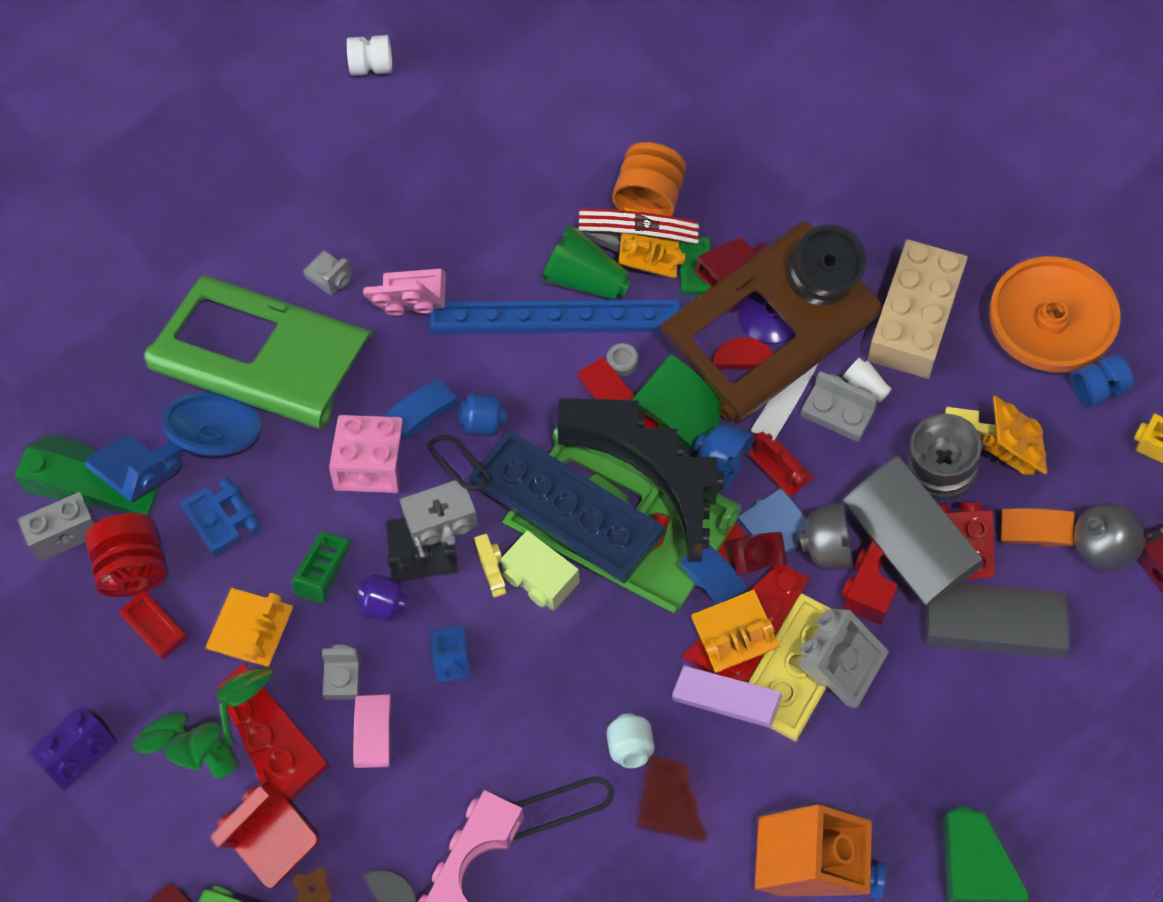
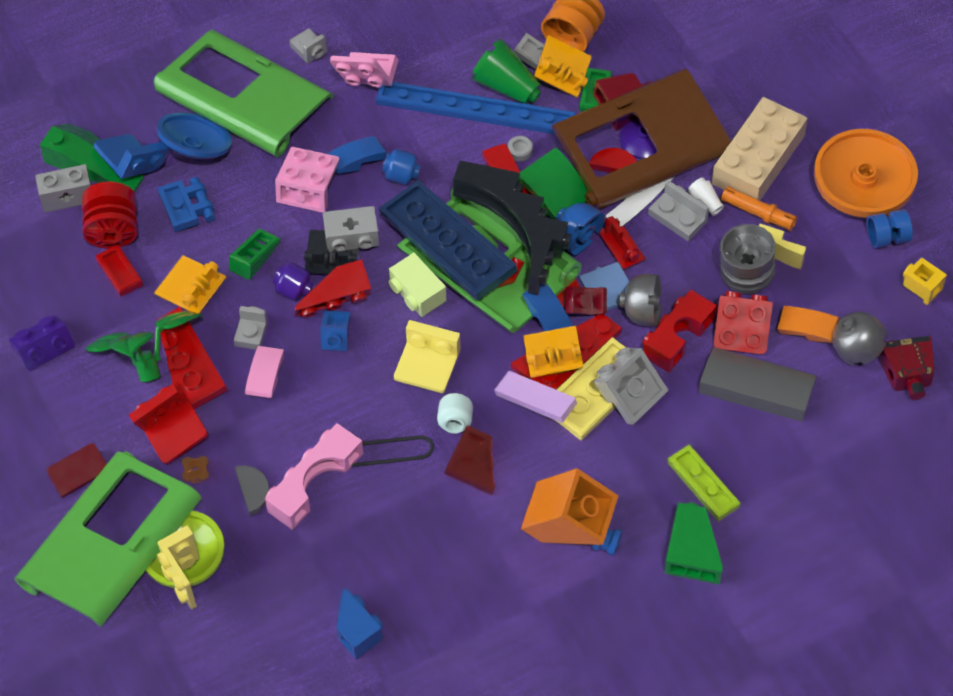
camera: 10 degrees right, 5 degrees down
(446, 590) = (340, 286): none -> red slope
(450, 469) = (382, 191): black piece -> none
(490, 558) = (381, 270): light yellow plate -> none
(577, 670) = (428, 356): none -> light yellow bracket
(638, 223) = (557, 49): sticker -> none
(826, 265) = (690, 101): black wheel -> none
(913, 531) = (706, 304): dark grey slope -> none
(944, 386) = (768, 212): none -> orange pin
(965, 770) = (703, 483): none -> lime tile
(1016, 439) = (808, 257): light orange hinge -> none

